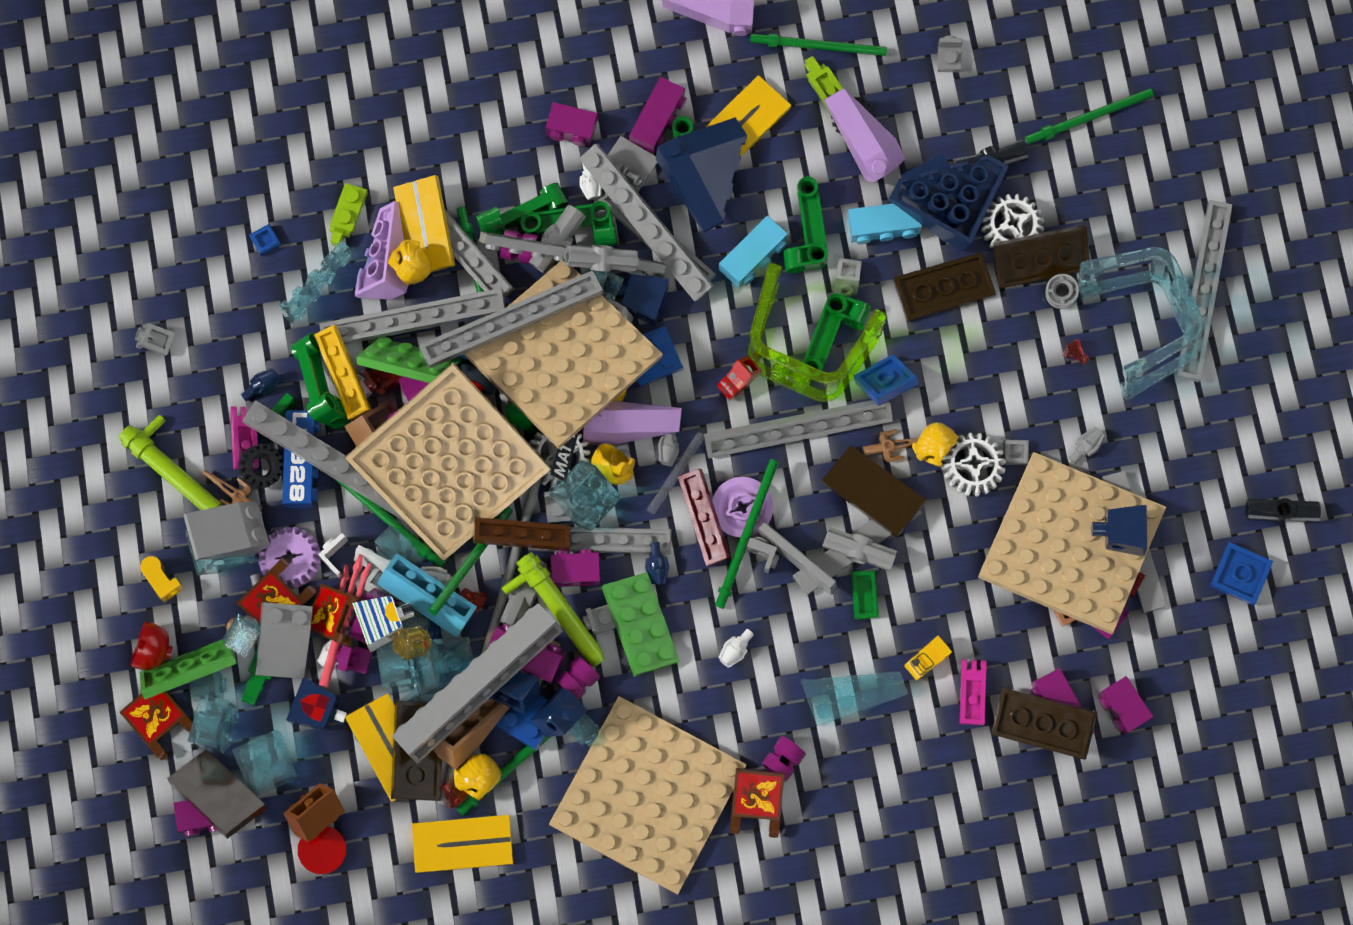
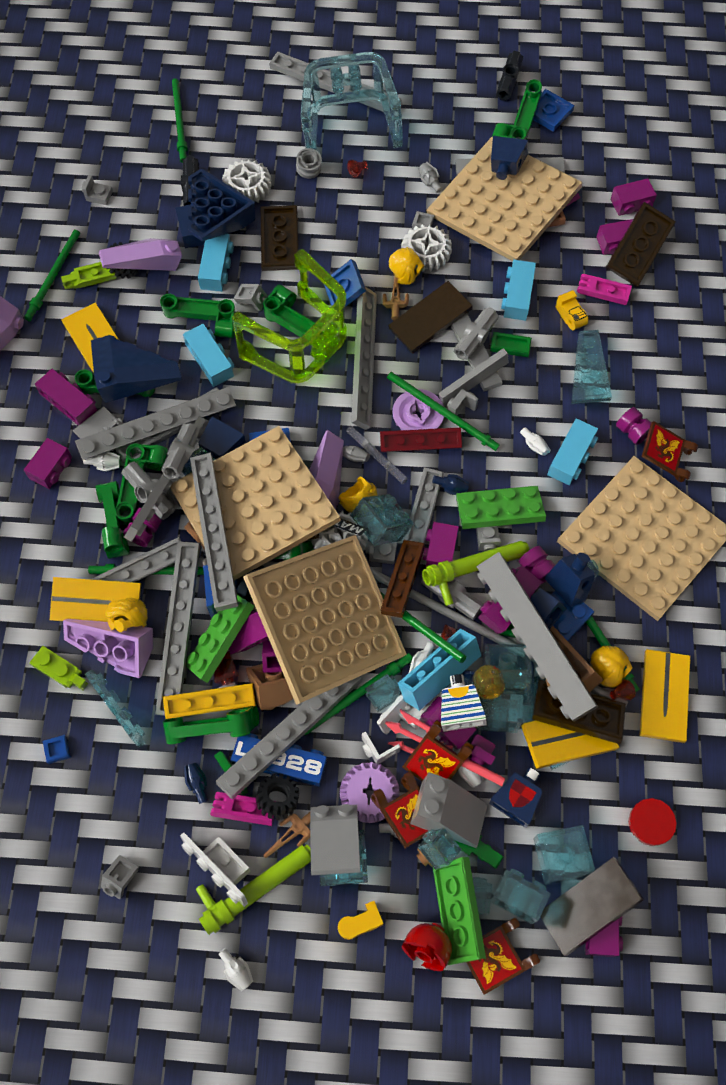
camera: 75 degrees left, 10 degrees down
(92, 473) = (236, 970): none -> white piece
(185, 431) = (222, 863): none -> white bracket
(314, 812) = (621, 817): dark orange brick -> none
(732, 693) = (573, 452): none -> medium azure brick
(739, 377) = (312, 386): red leg -> none
(942, 588) = (518, 289): none -> medium azure brick
(1041, 256) = (278, 167): dark brown tile -> none
(1207, 542) = (525, 113): none -> green piece

